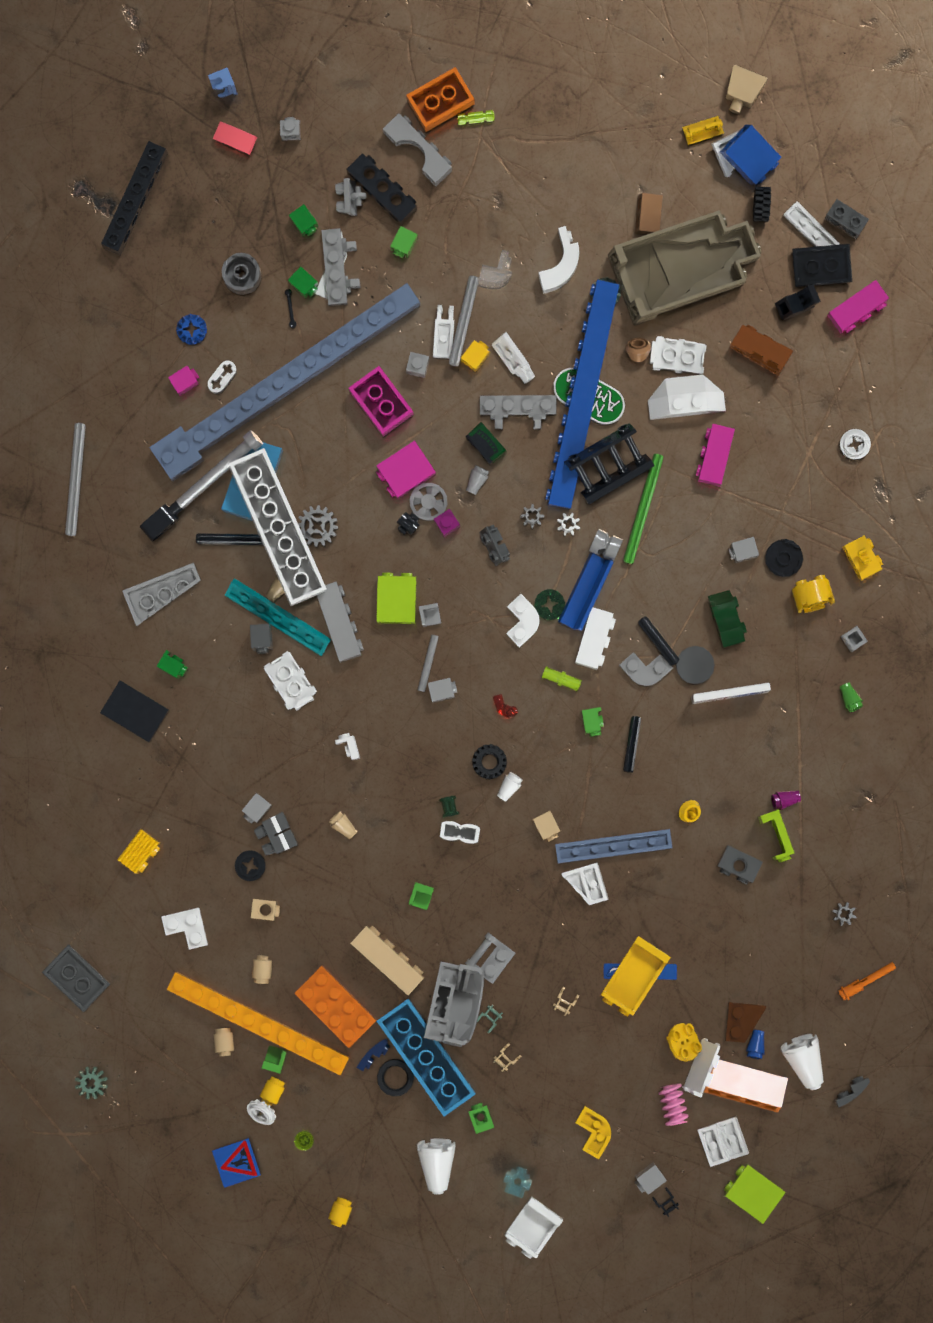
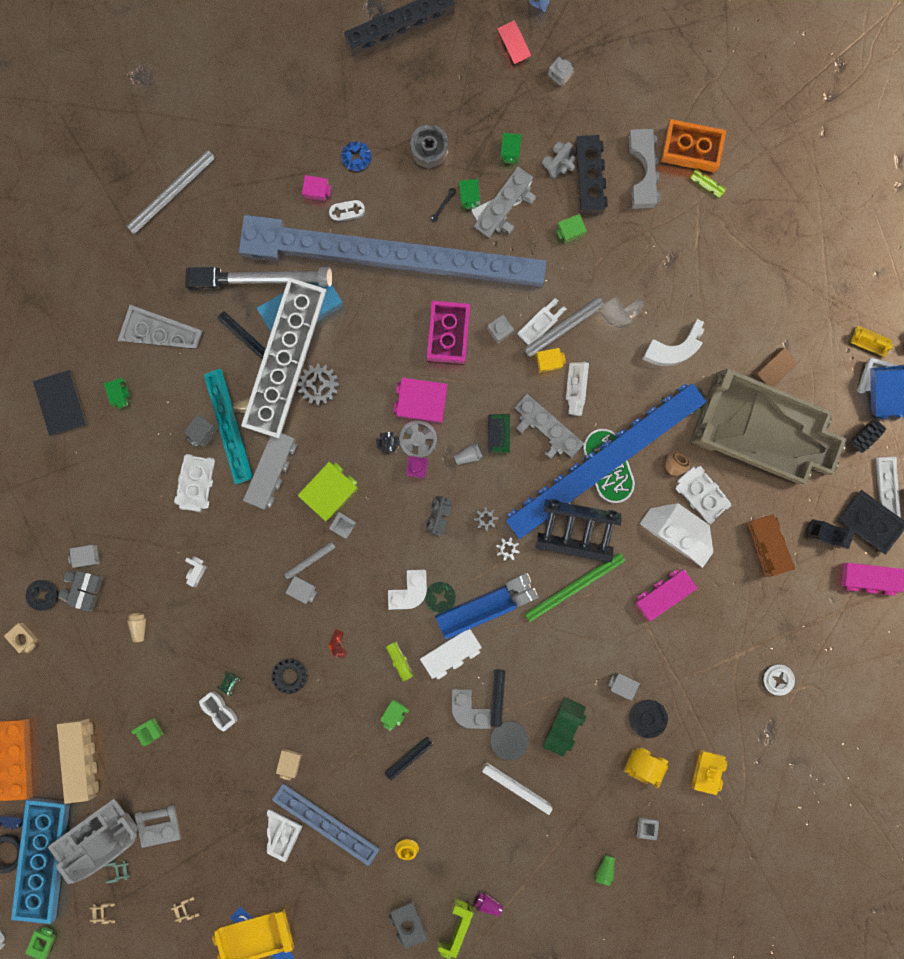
camera: 30 degrees right, 0 degrees up
(509, 786) = (288, 708): white cone -> none

